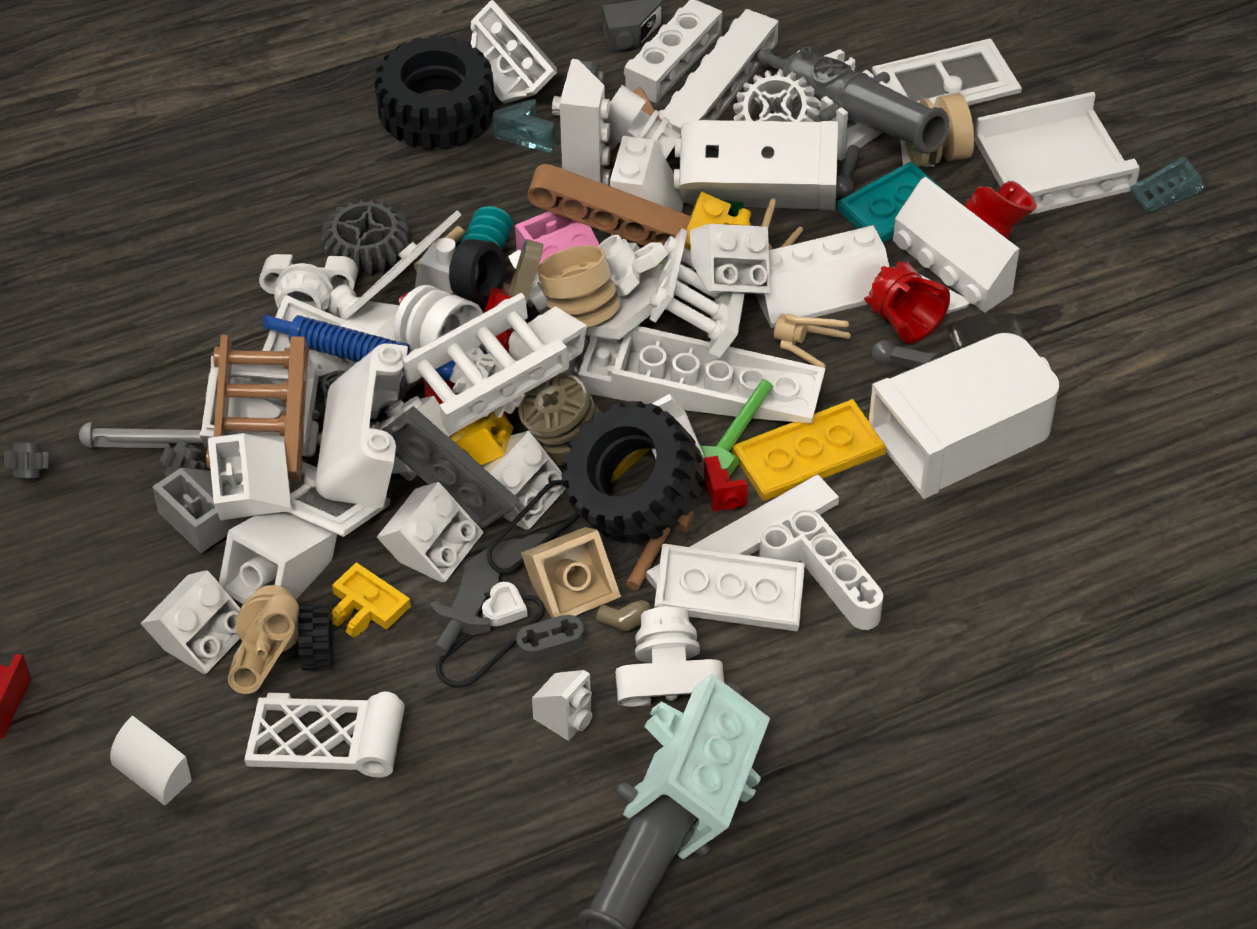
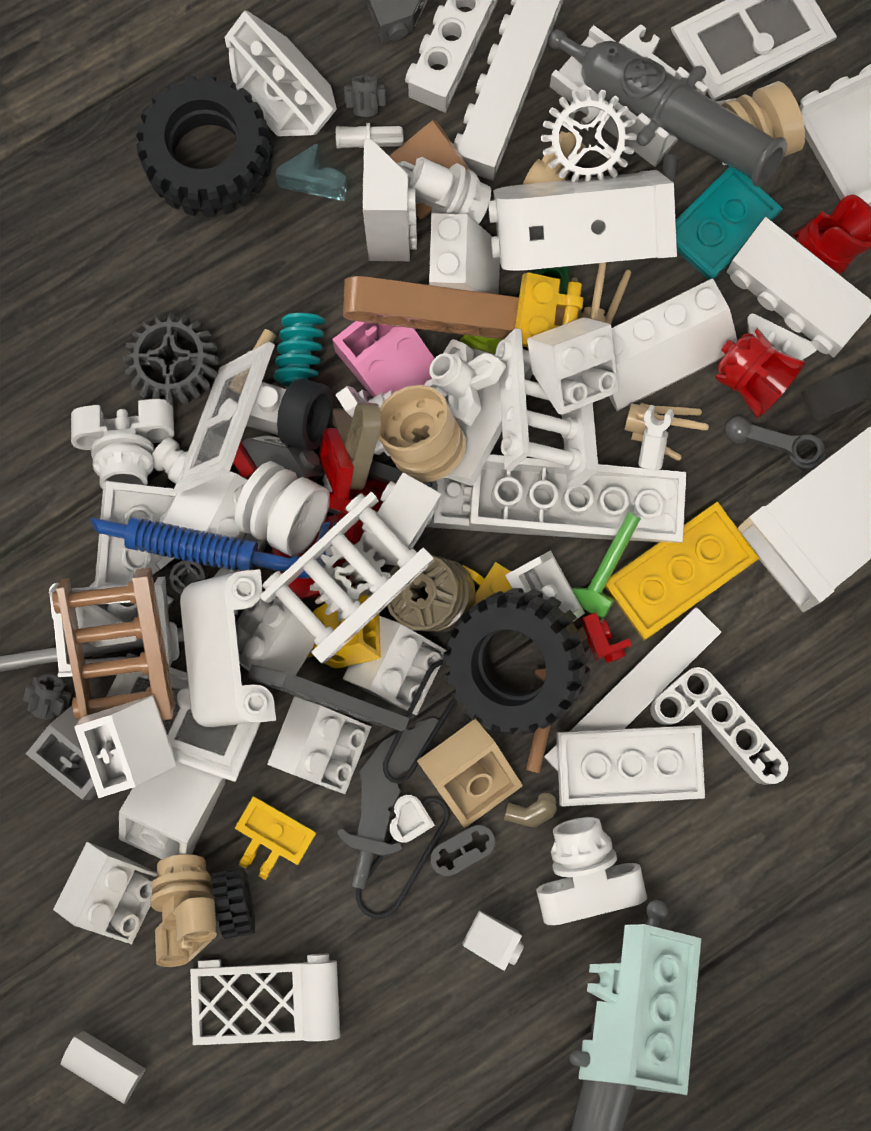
camera: 10 degrees left, 30 degrees up
(798, 333) = (654, 439): none -> white bar

